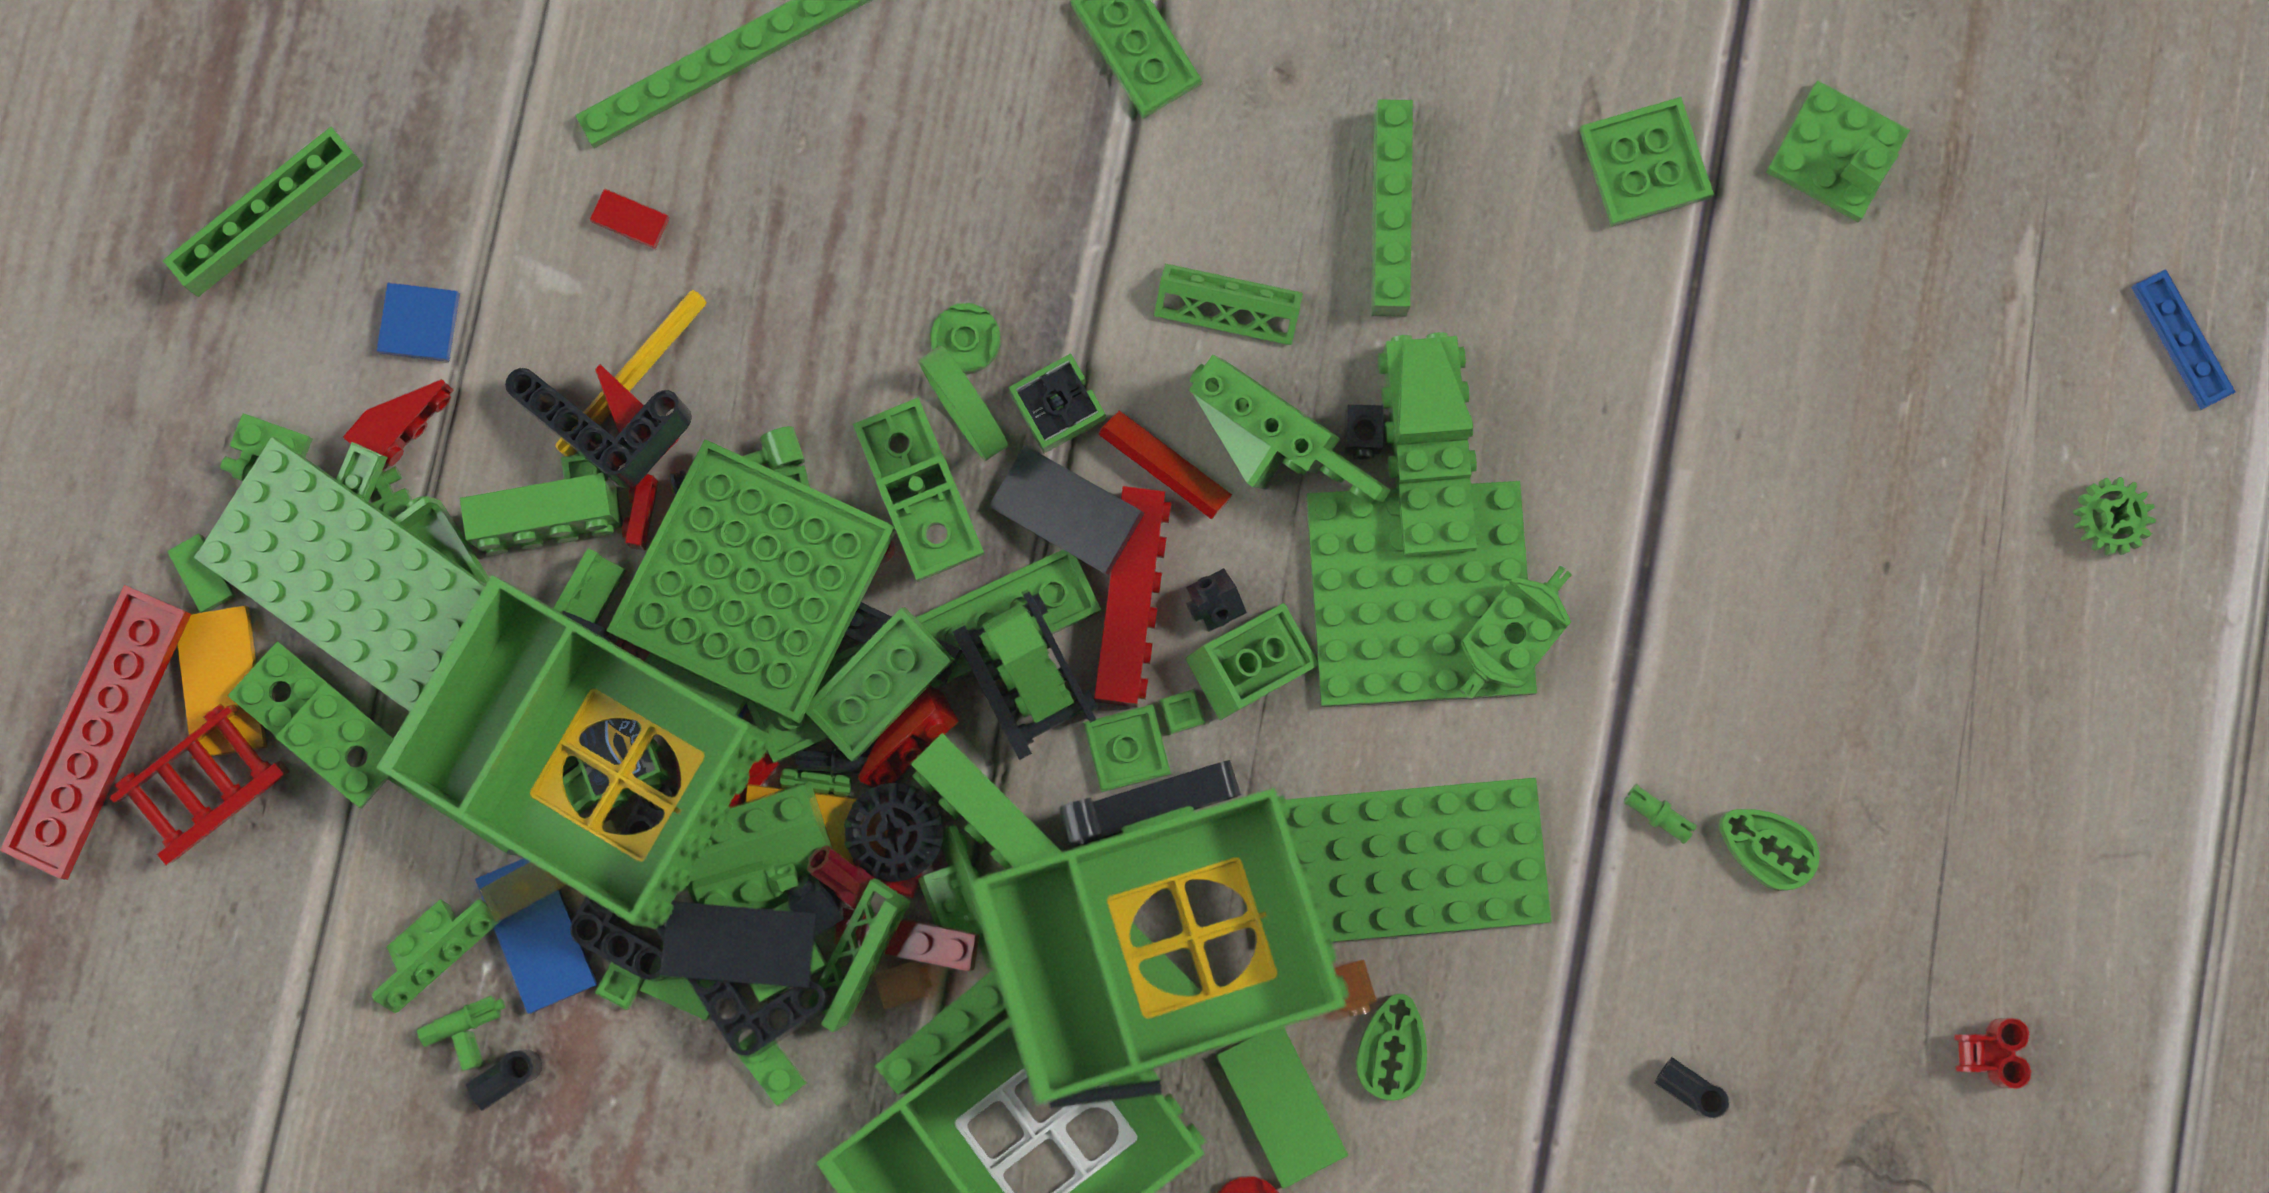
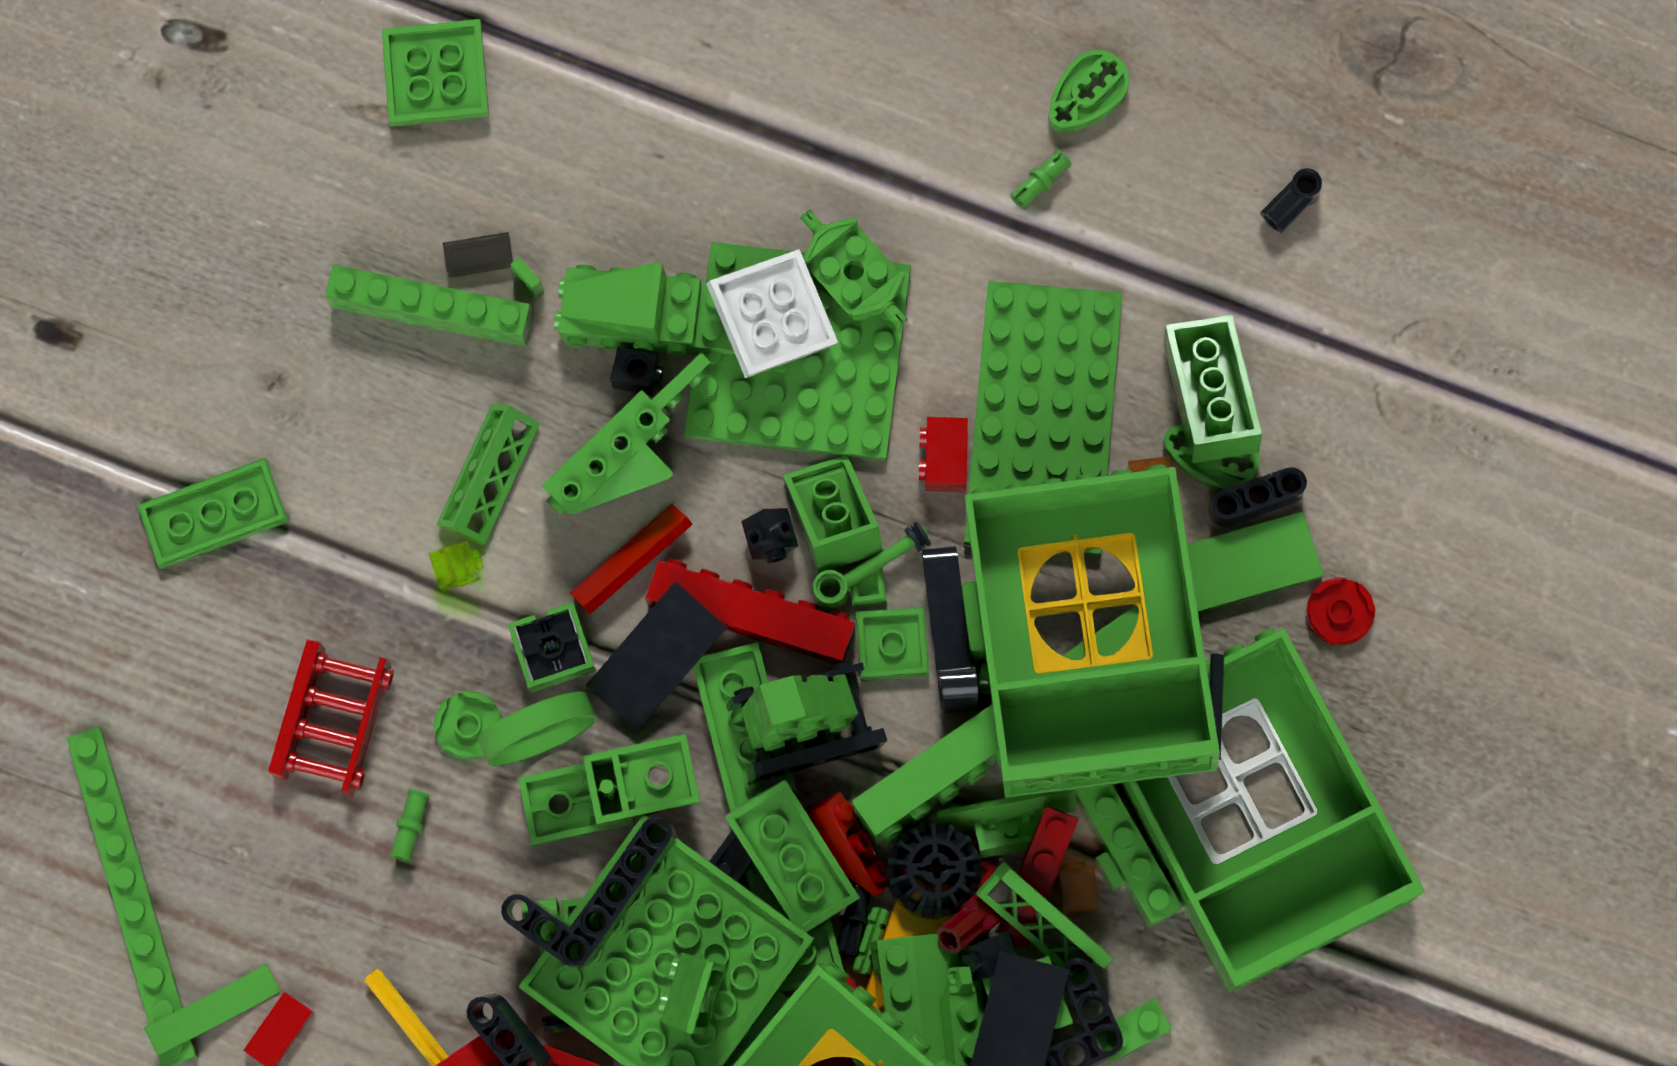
camera: 75 degrees left, 5 degrees down
(637, 150) = (212, 1010): none -> bright green sticker
(715, 609) = (692, 993): none -> bright green slope
(794, 502) = (600, 902): none -> black beam
(852, 301) = (409, 826): none -> bright green pin
(927, 1013) = (1109, 871): none -> bright green tile
(931, 169) = (306, 694): none -> red fence
(1124, 291) = (456, 565): none -> clear neon green brick
(1241, 751) = (915, 537): none -> bright green piece
(1337, 765) = (945, 454): none -> red brick
(1367, 1117) = (1269, 485): none -> black beam
(1442, 299) = (526, 278): none -> bright green tile
(1447, 555) = (772, 313): none -> white plate
(1459, 246) = (478, 254): none -> clear smoke tile
(1459, 1035) = (1212, 389): none -> bright green brick

